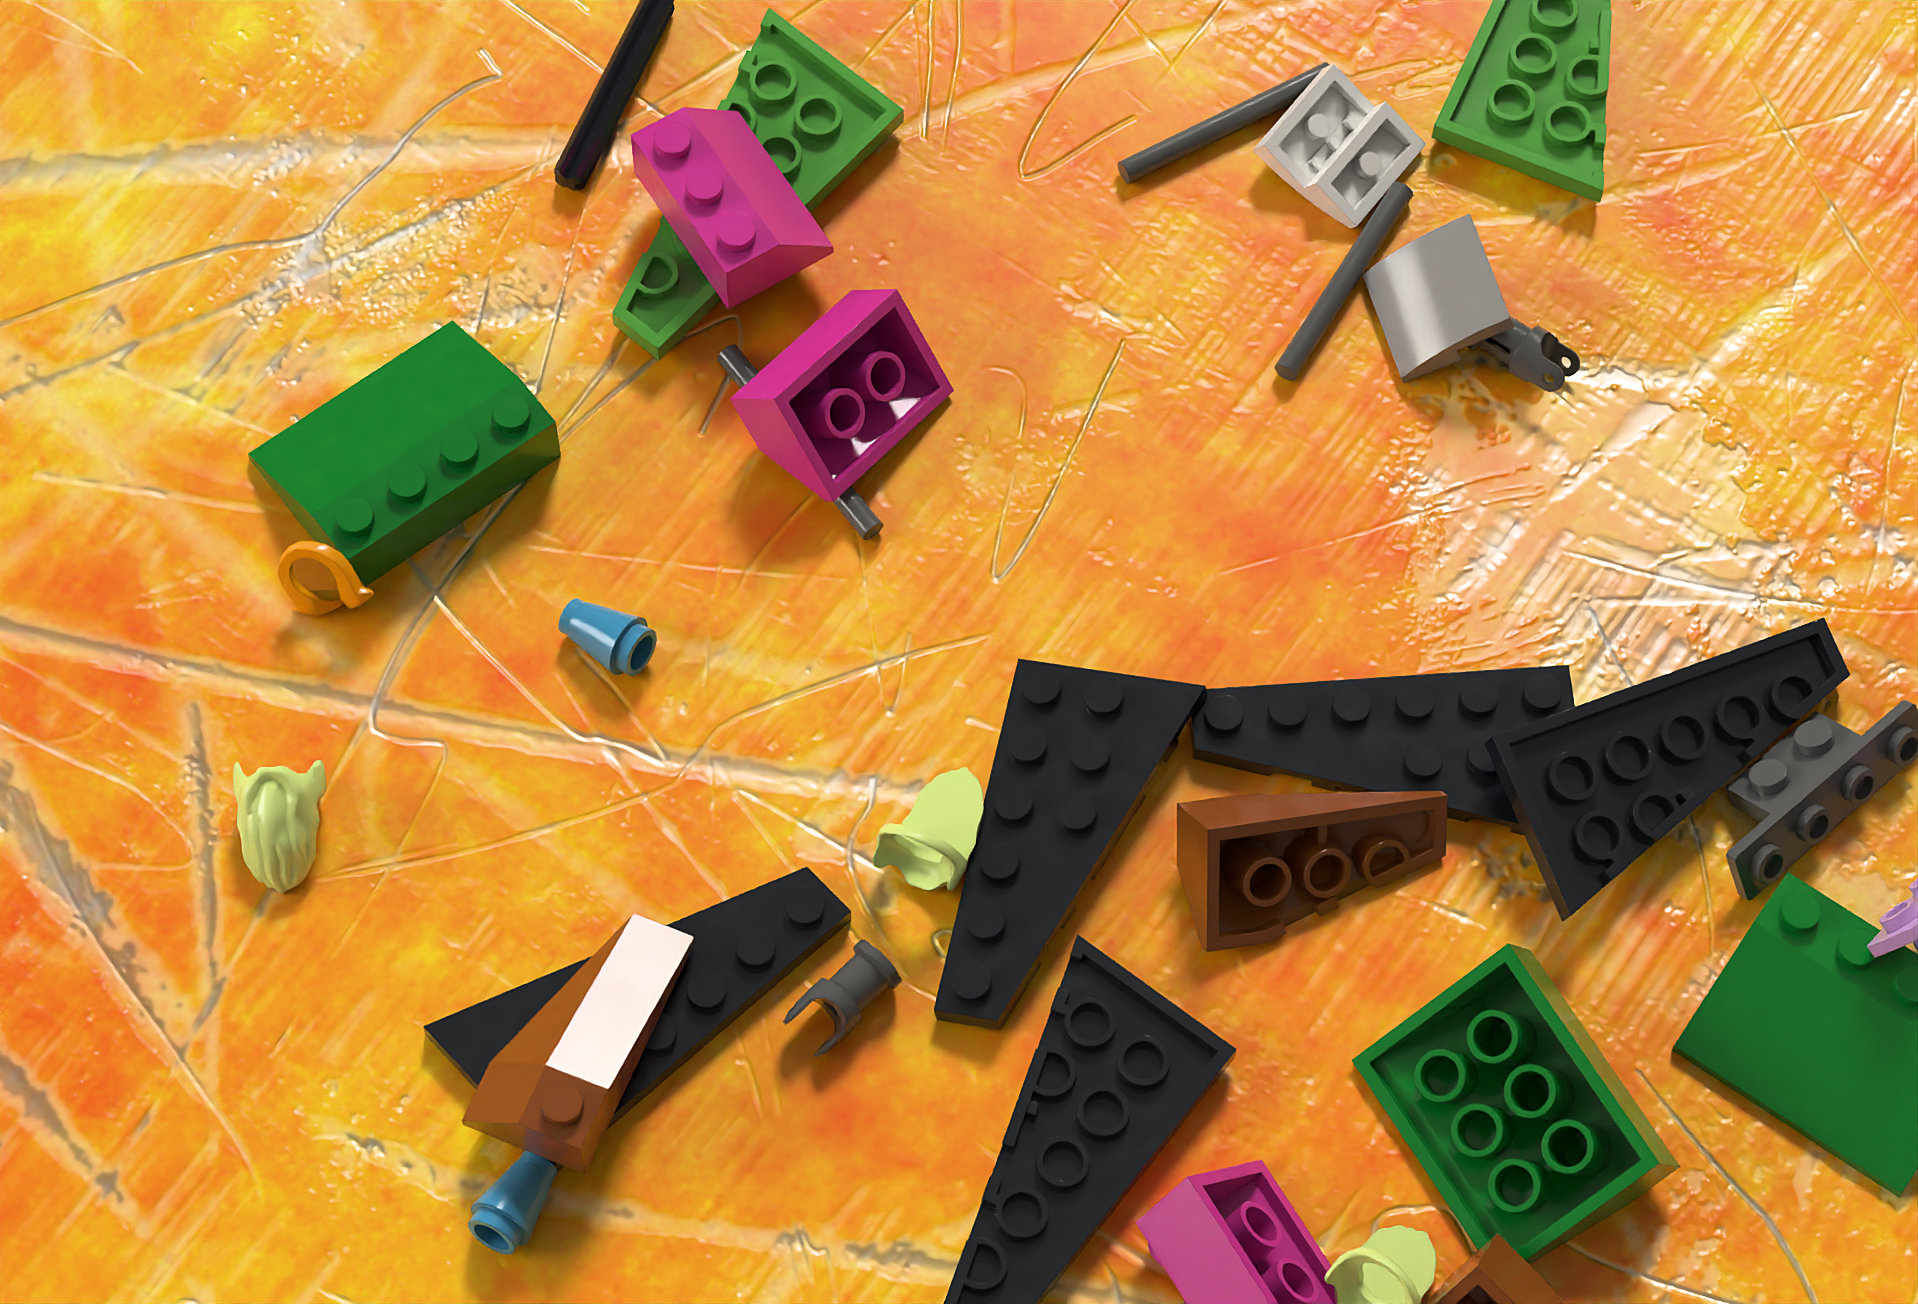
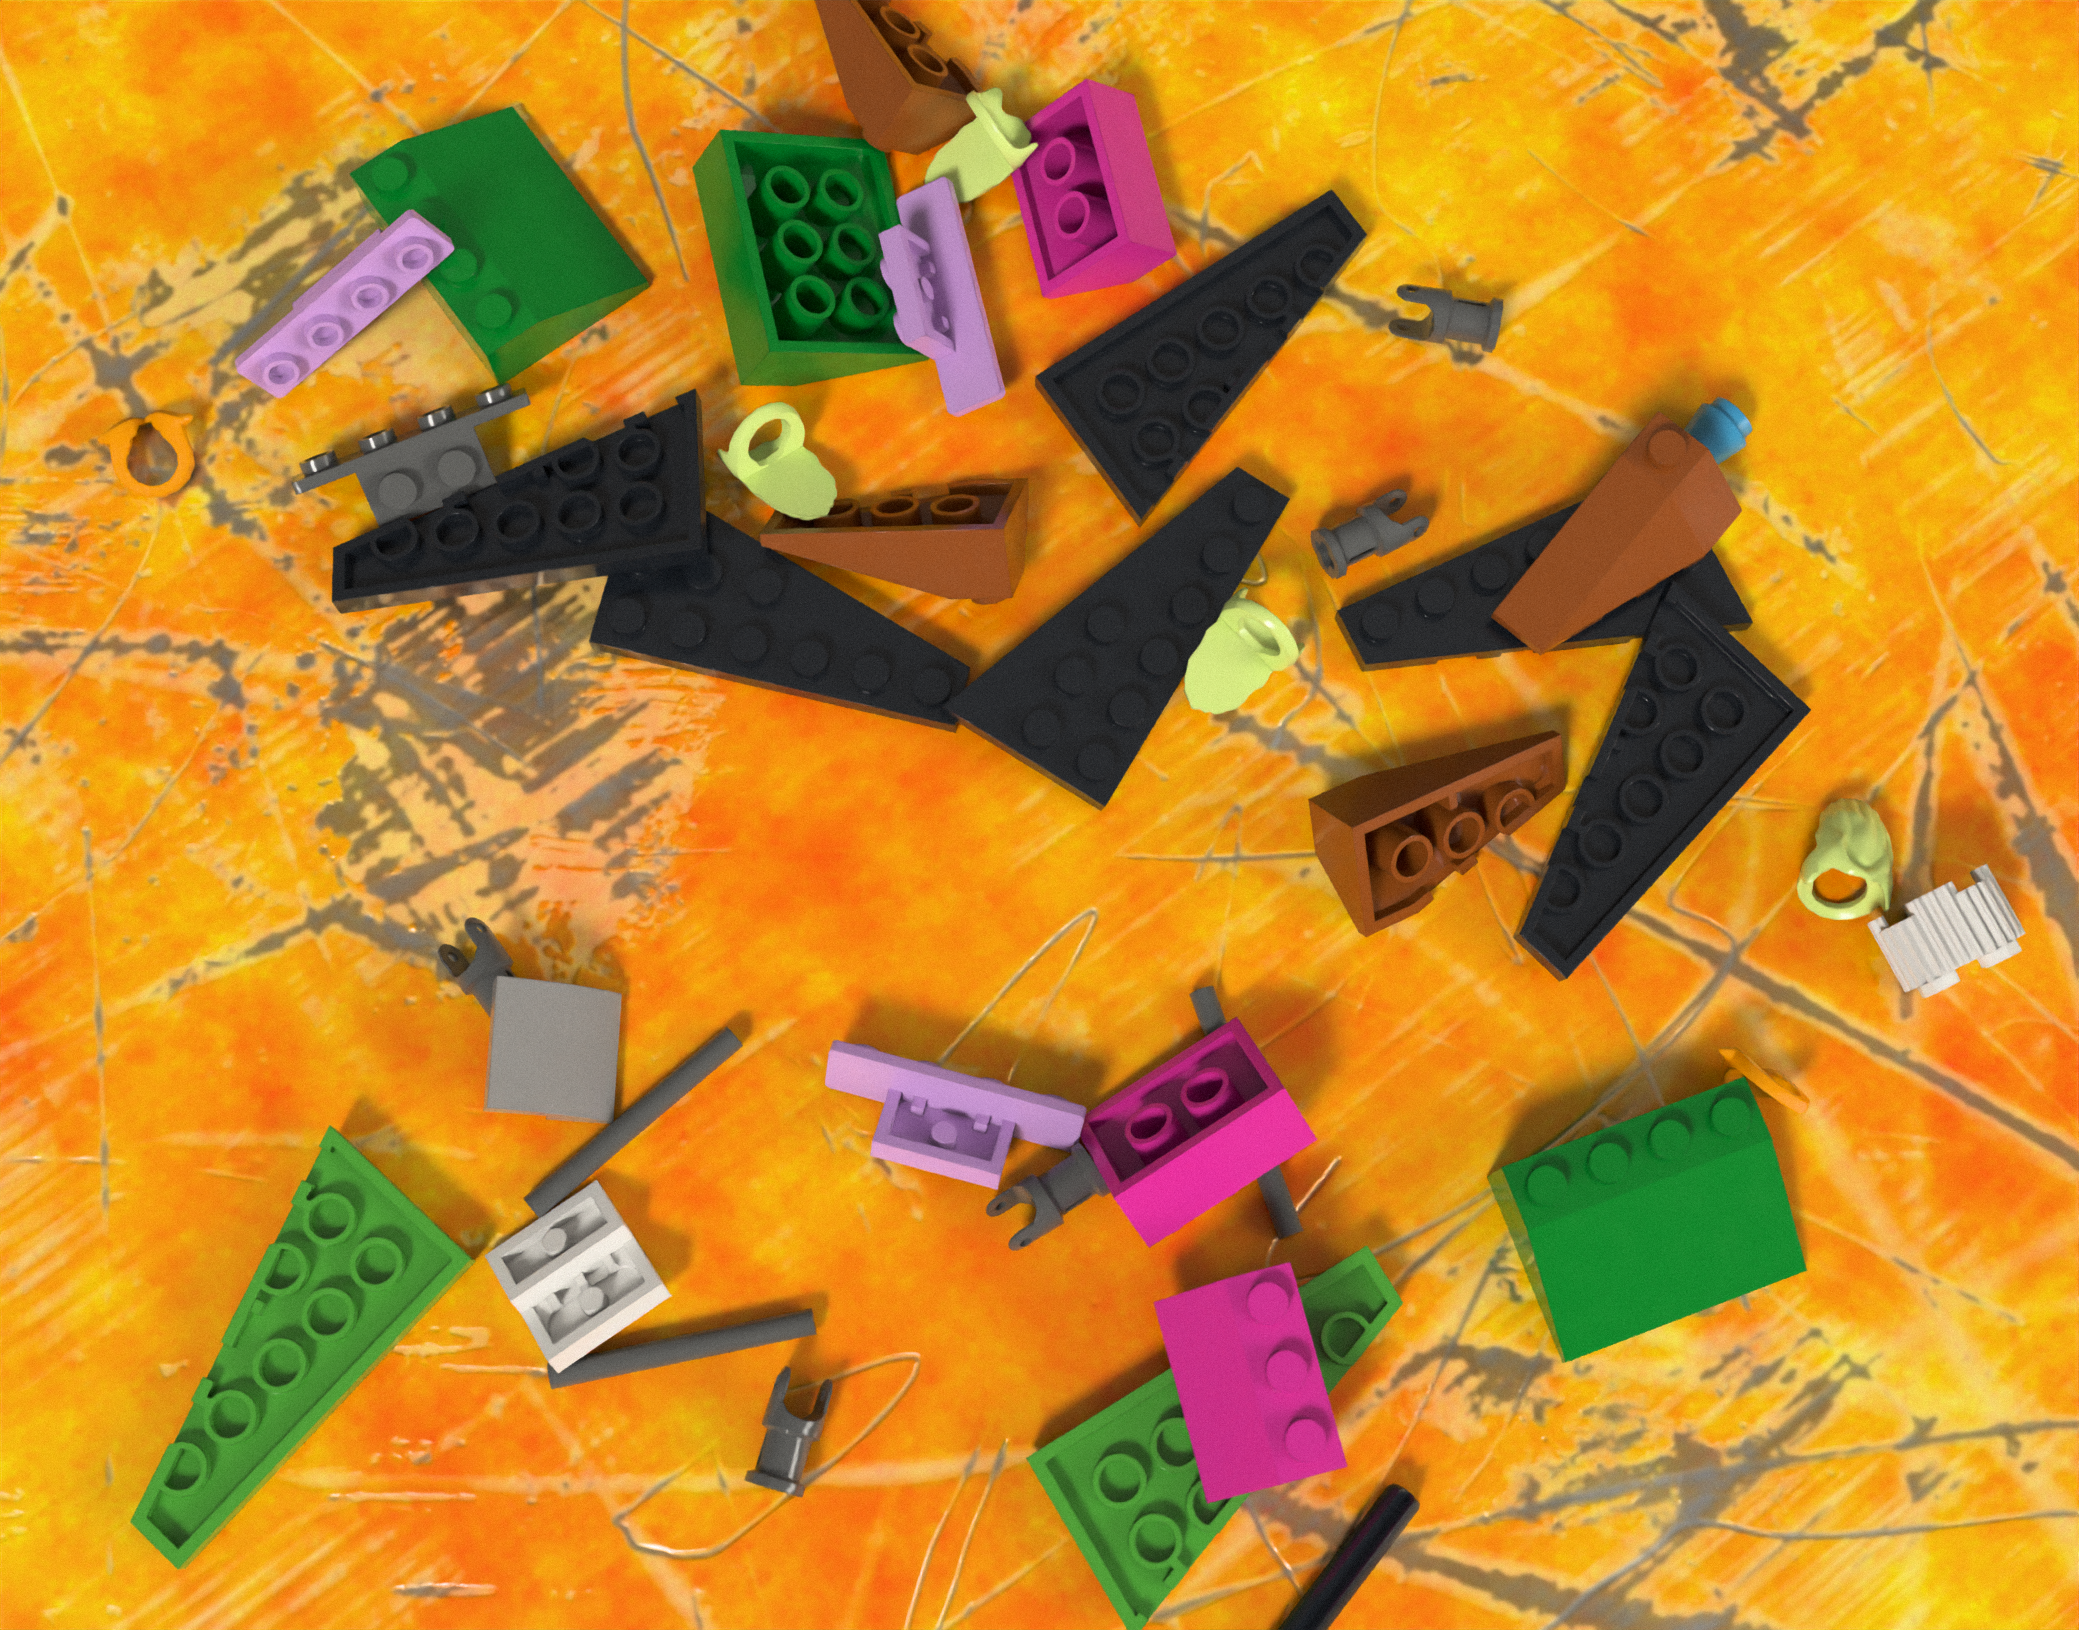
camera: 165 degrees left, 10 degrees up
(172, 752) = (1948, 932): none -> white brick
(478, 867) = (1670, 757): none -> black wing
(610, 636) = (1492, 949): dark azure cone -> none
(733, 709) = (1413, 825): none -> dark orange wedge
(830, 1255) = (1450, 317): none -> dark grey piece
(954, 316) = (1051, 1194): none -> dark grey piece
(1063, 340) = (947, 1117): none -> lavender bracket
(1109, 71) = (788, 1439): none -> dark grey piece
(1371, 1106) = (940, 296): none -> lavender bracket
(1449, 877) = (783, 469): none -> yellowish green piece

